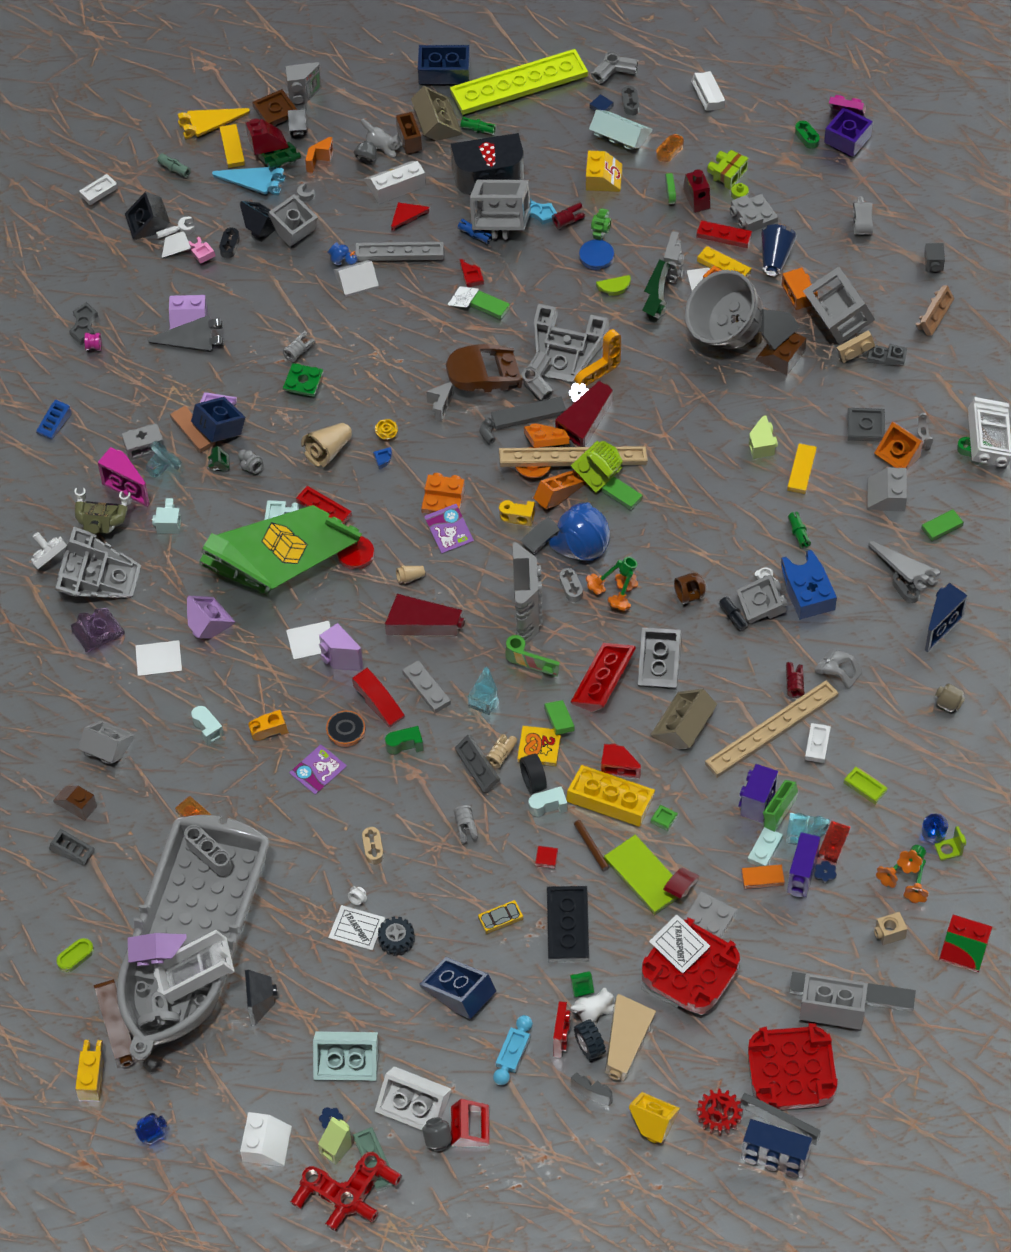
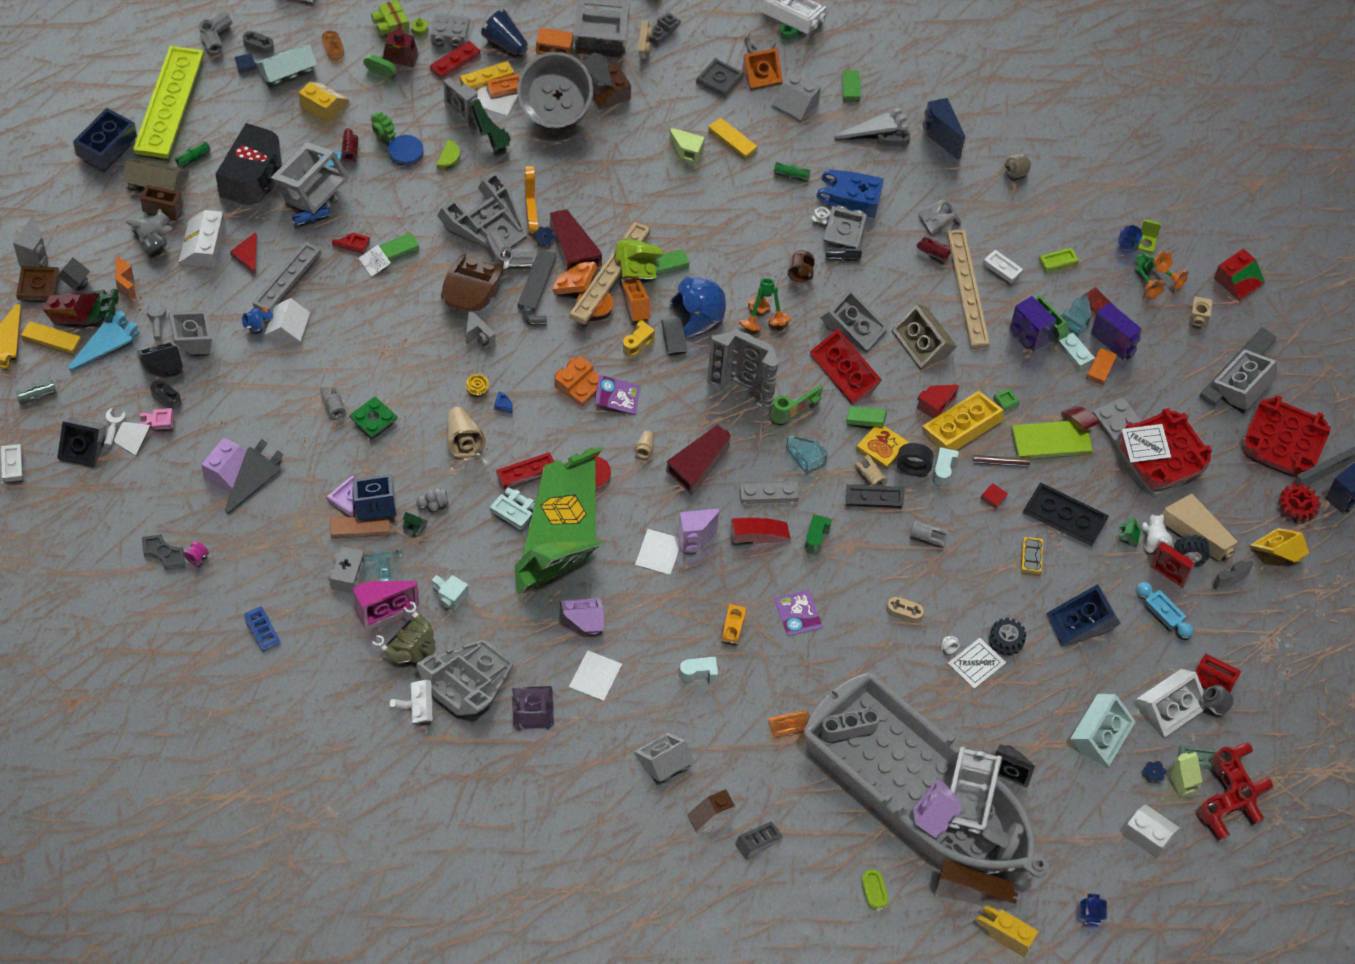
camera: 65 degrees left, 0 degrees up
(345, 728) = (772, 570): black tile -> none

